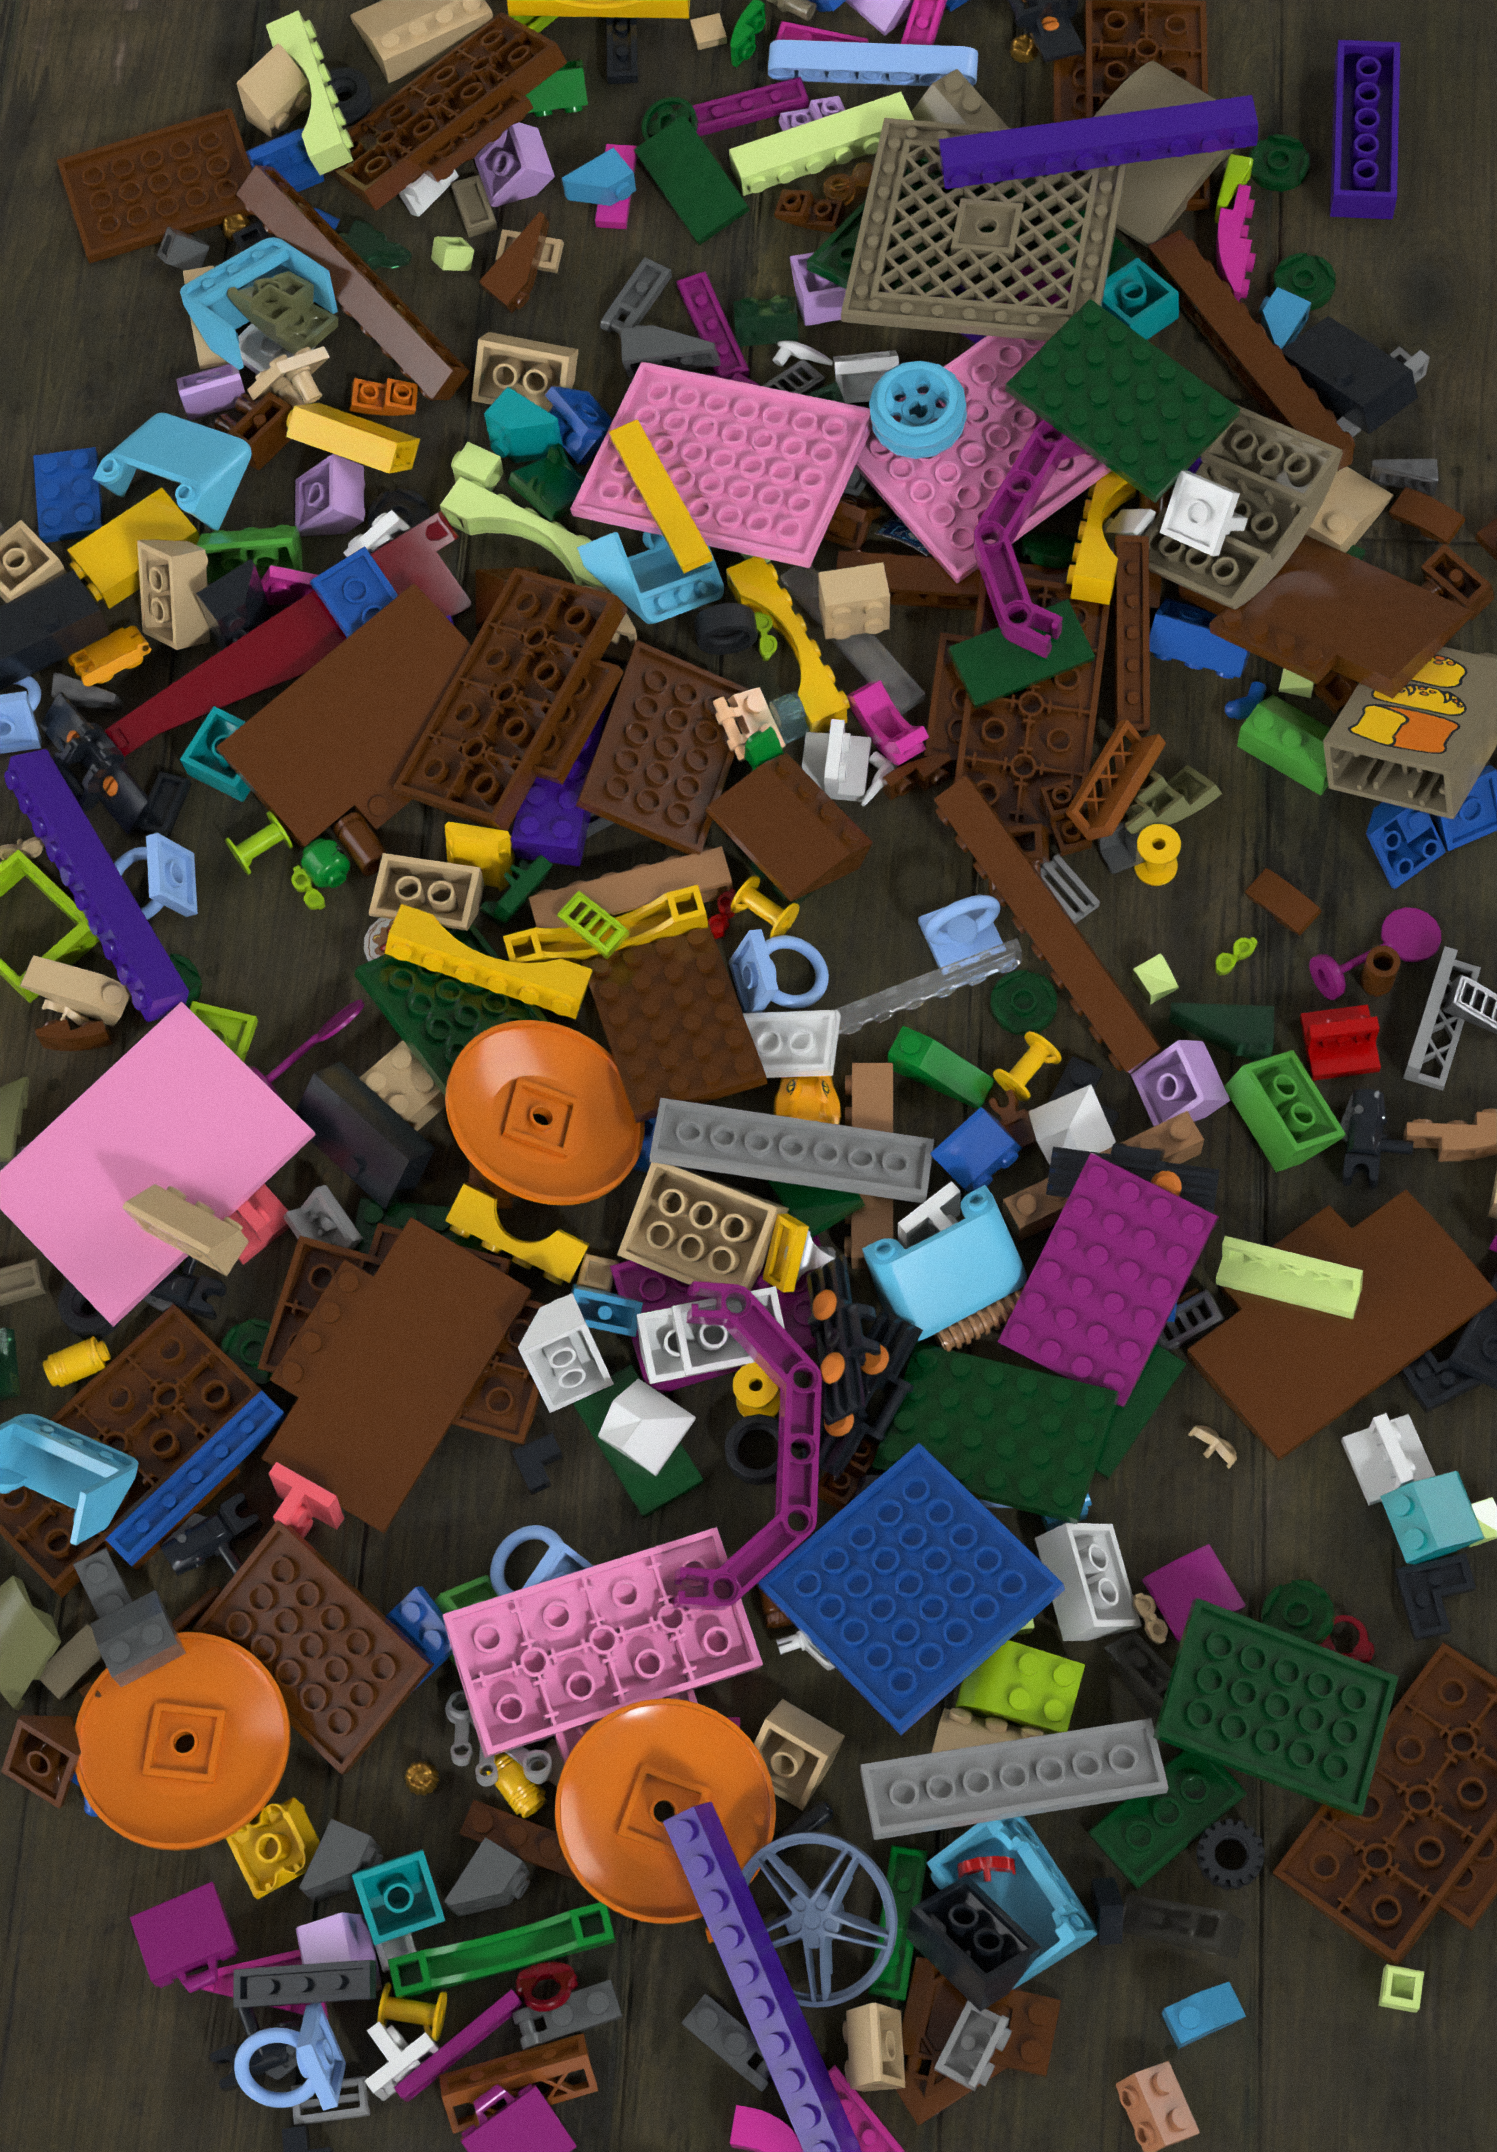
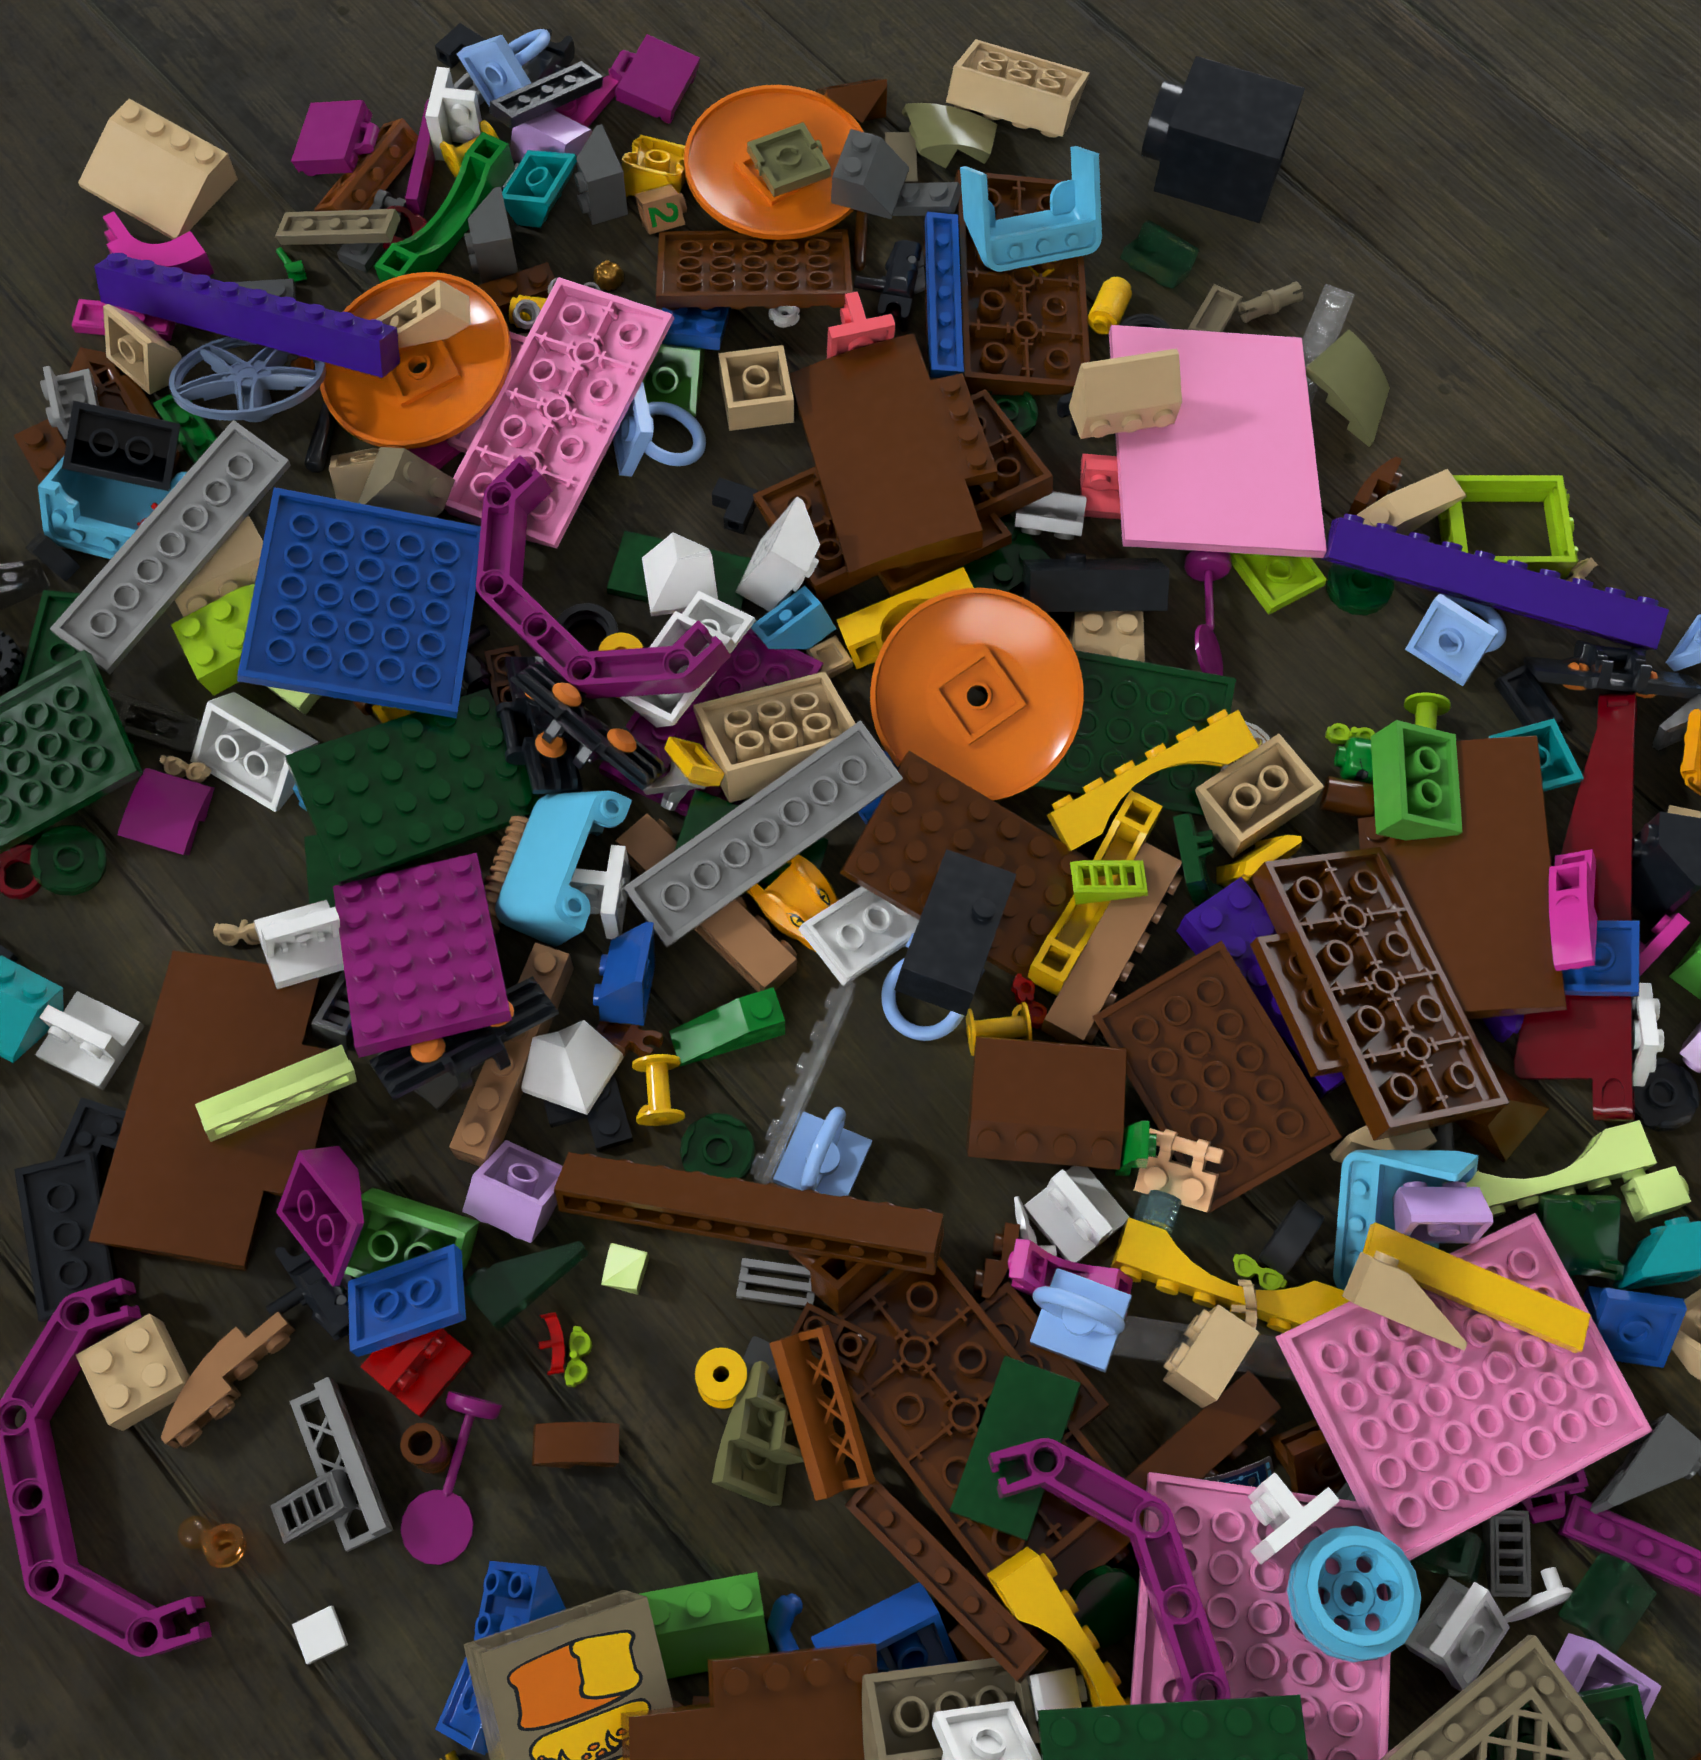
camera: 125 degrees right, 0 degrees up
(179, 1717) = (789, 159): none -> olive plate
(320, 1789) = (661, 209): none -> medium nougat brick
(325, 796) = (1415, 782): none -> bright green slope
(338, 624) = (1572, 910): none -> dark pink slope
(423, 1538) = (756, 387): none -> tan brick
(602, 2027) = (338, 227): none -> dark tan plate
(631, 1821) = (429, 315): none -> tan slope
(642, 538) = (1441, 1213): none -> lavender slope
(672, 2034) = (294, 269): none -> green hand
(721, 522) = (1393, 1293): none -> tan slope
(741, 955) = (955, 932): none -> black brick
(781, 1687) = (406, 484): none -> dark tan slope
(801, 609) = (1250, 1301): none -> tan piece
(906, 685) = (1079, 1319): none -> light blue tile
(913, 471) = (1278, 1507): none -> white bracket
(1181, 1378) = (301, 943): none -> white bracket
(1242, 972) = (556, 1343): none -> red piece
(1318, 1058) = (406, 1300): none -> blue plate
(1322, 1155) = (324, 1208): none -> magenta slope

